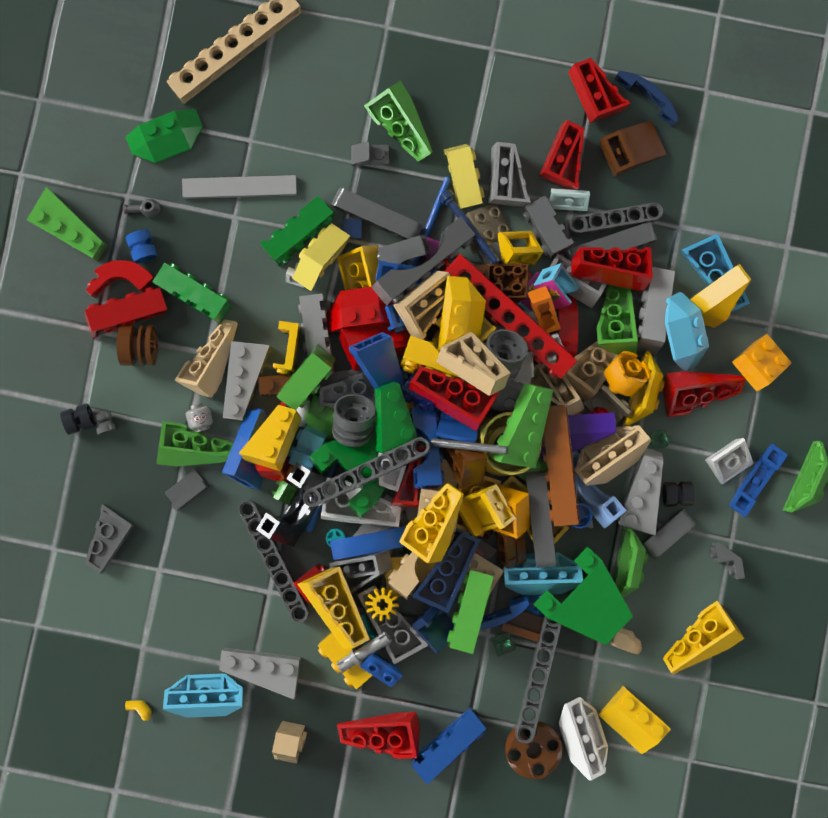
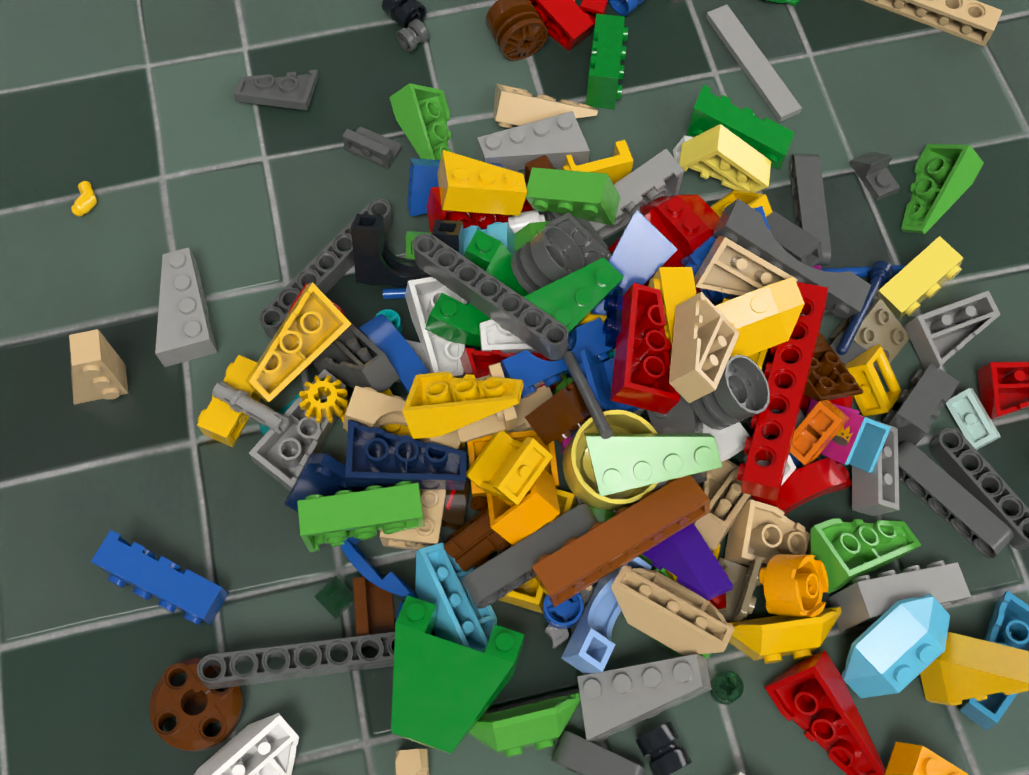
camera: 65 degrees right, 20 degrees down
(199, 417) = (465, 121): light grey head -> none
(203, 696) = (122, 253): medium azure wedge -> none
(353, 228) = (778, 192): dark blue tile -> none
(381, 669) = (237, 442): blue bracket -> none
(388, 733) = (150, 494): red wedge -> none
(615, 267) = (927, 504): red wedge -> none

